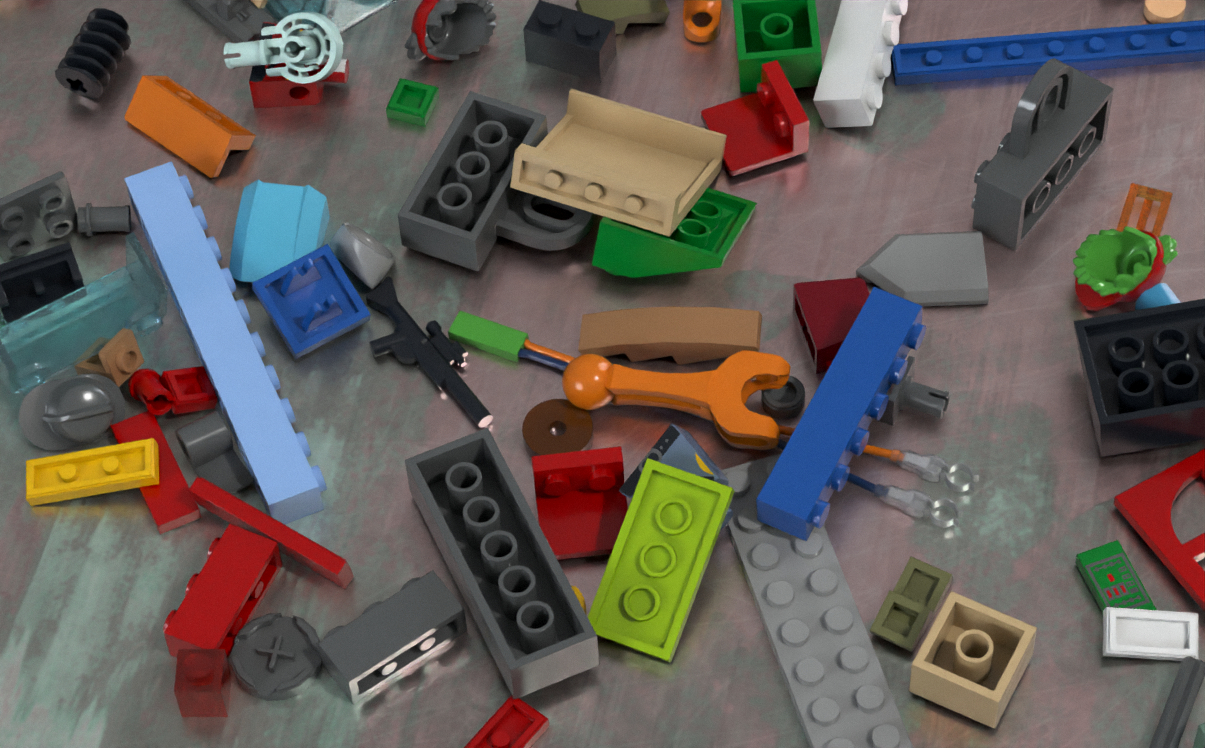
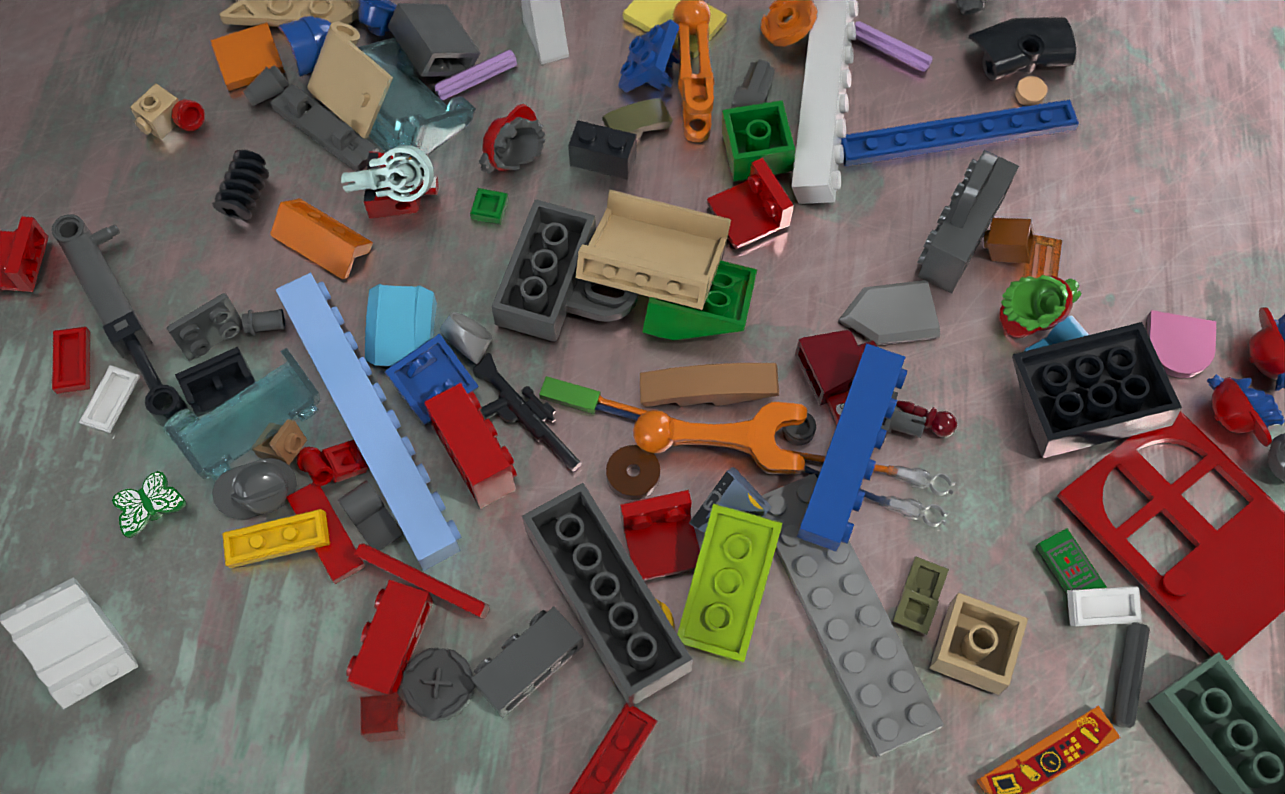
camera: 10 degrees left, 10 degrees up
(353, 378) = (472, 444): none -> red brick
(972, 403) = (941, 423): none -> dark red bar
(1099, 186) = (1010, 240): none -> dark orange brick

